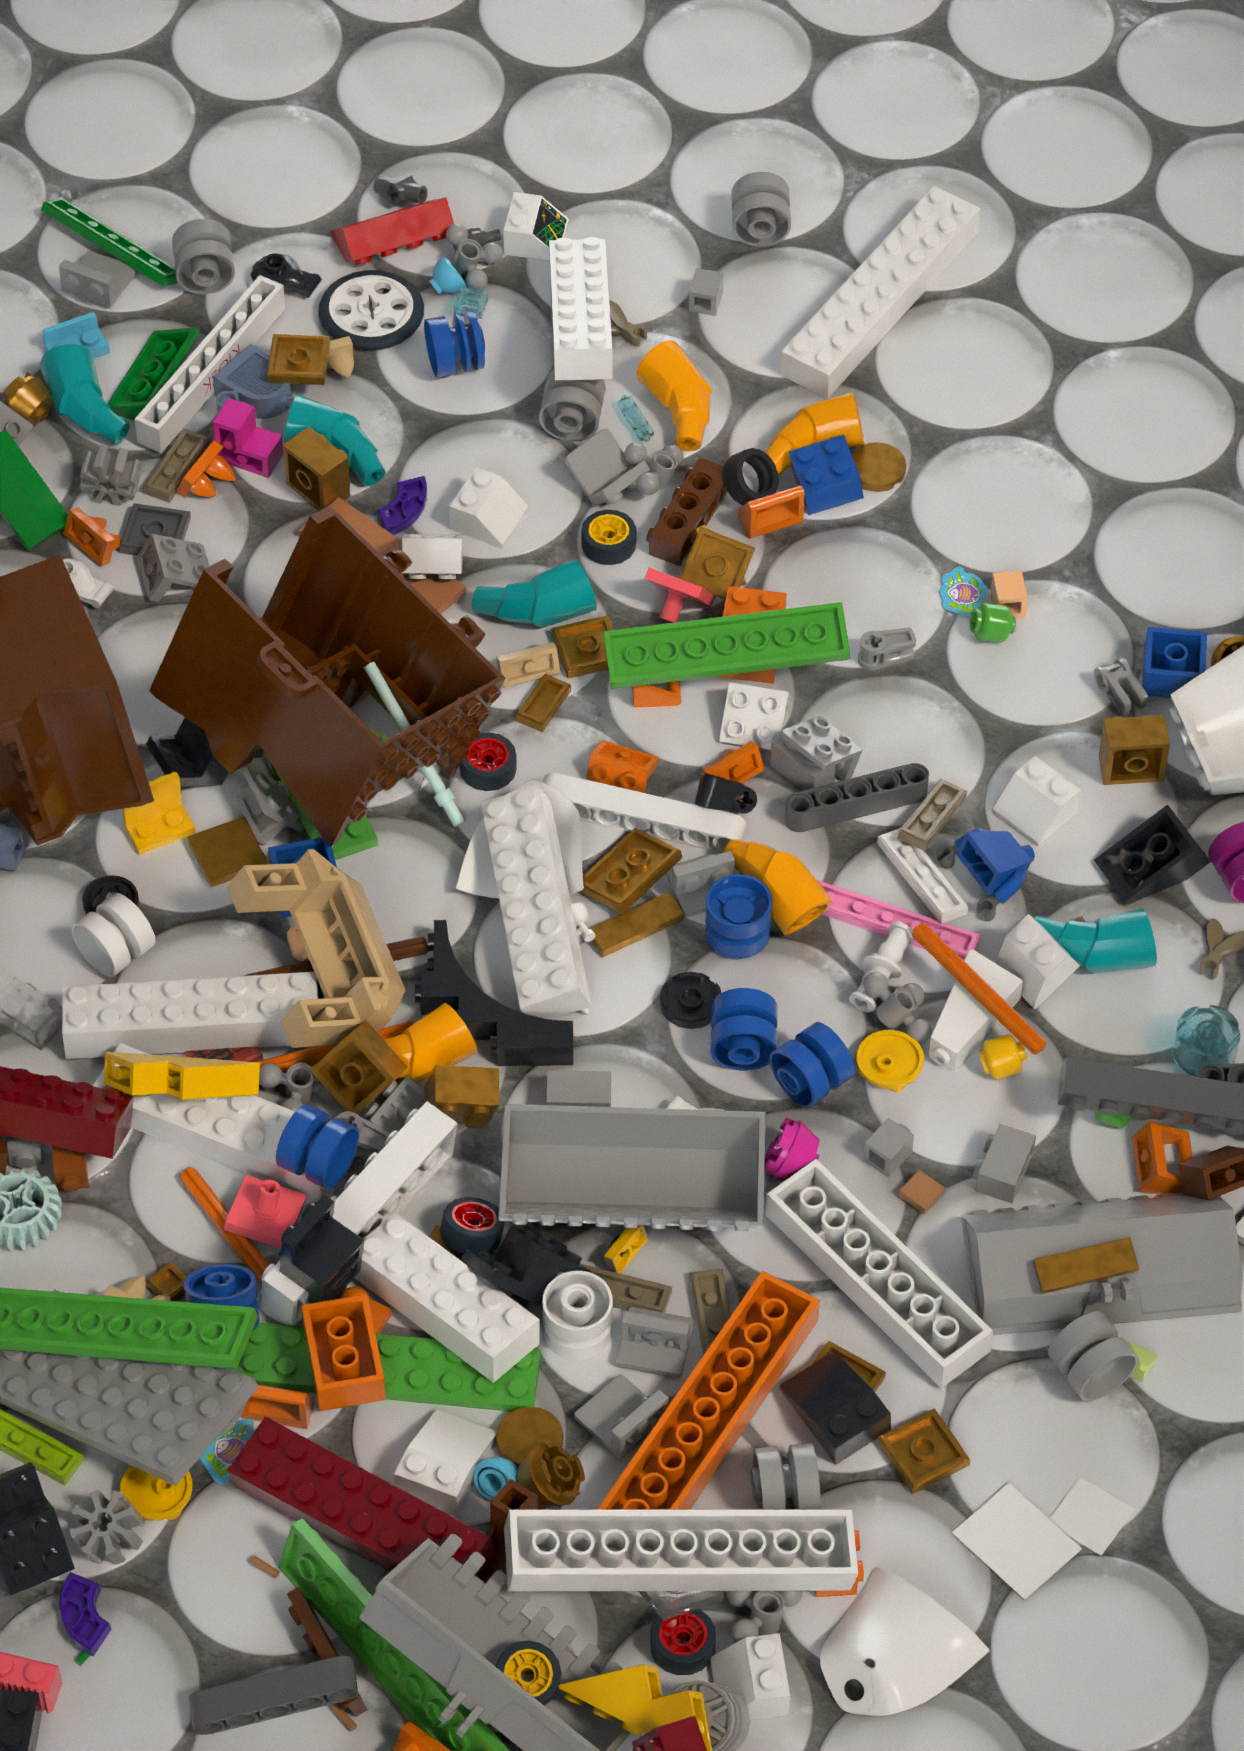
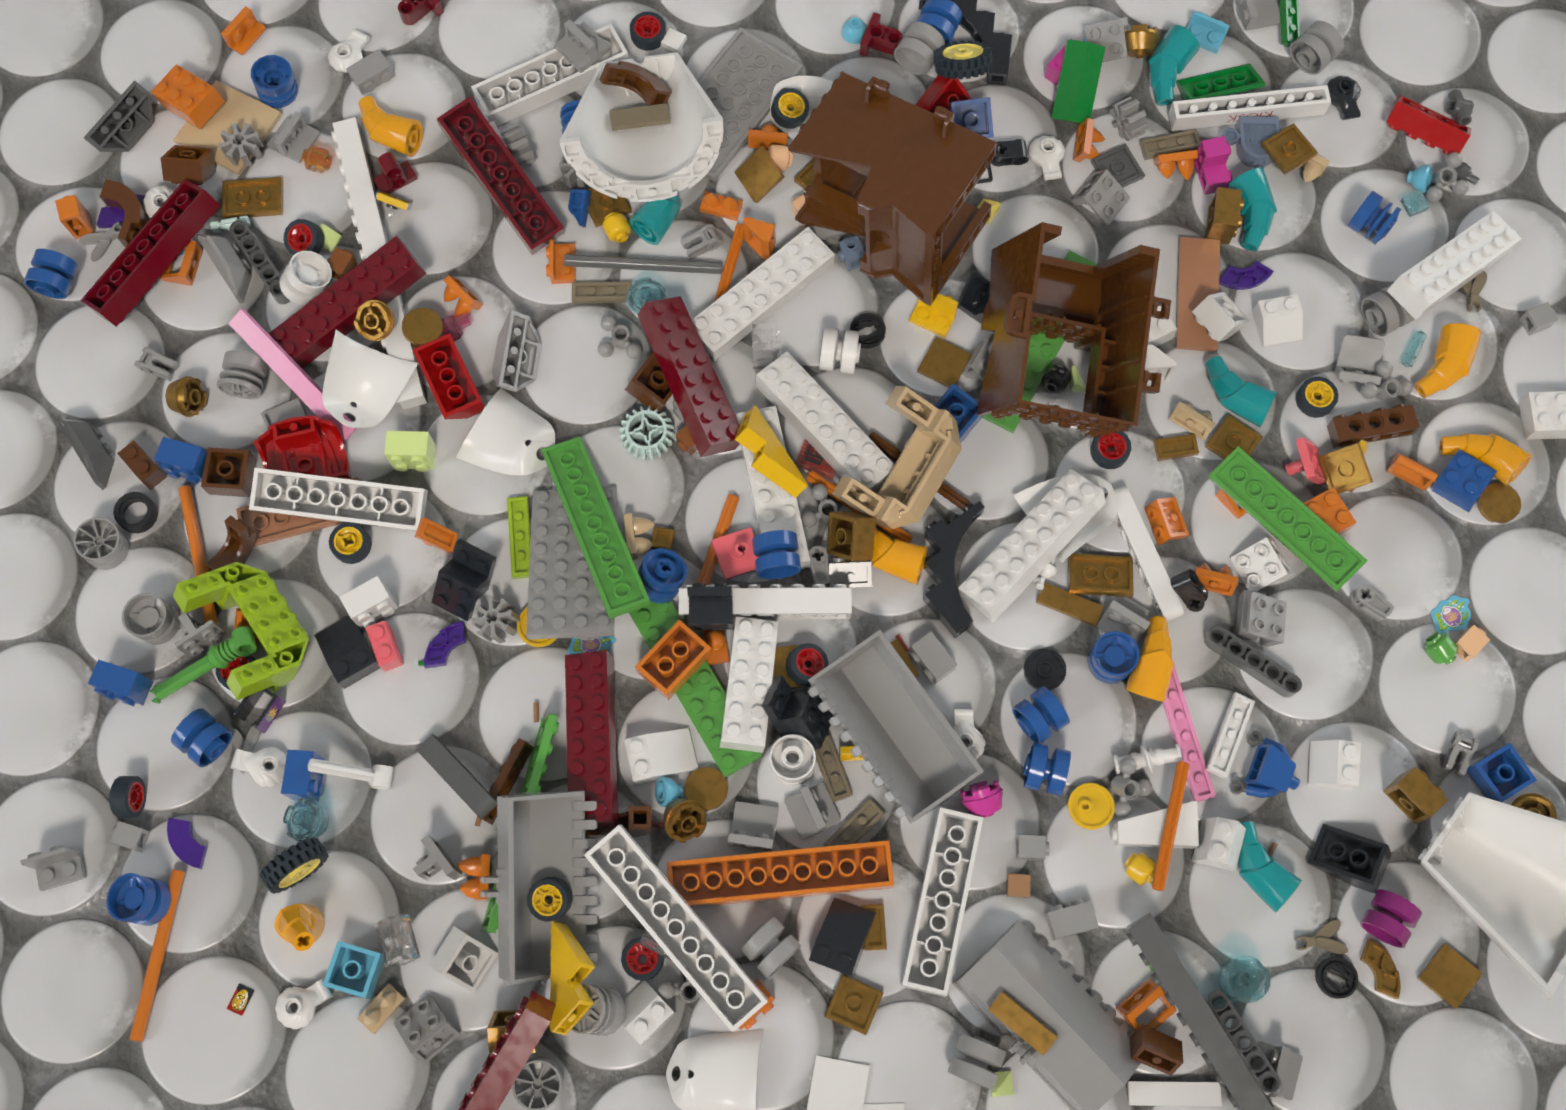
camera: 55 degrees right, 20 degrees up
(280, 1405) = (629, 644): orange tile -> none
(368, 282) = (1380, 141): wedge -> none
(443, 797) = (1066, 443): light aqua bar -> none
(464, 1093) = (876, 600): pearl gold brick -> none
(531, 225) = (1499, 193): white slope -> none
(765, 471) = (1431, 452): black tyre -> none
(932, 814) = (1276, 711): dark tan tile -> none

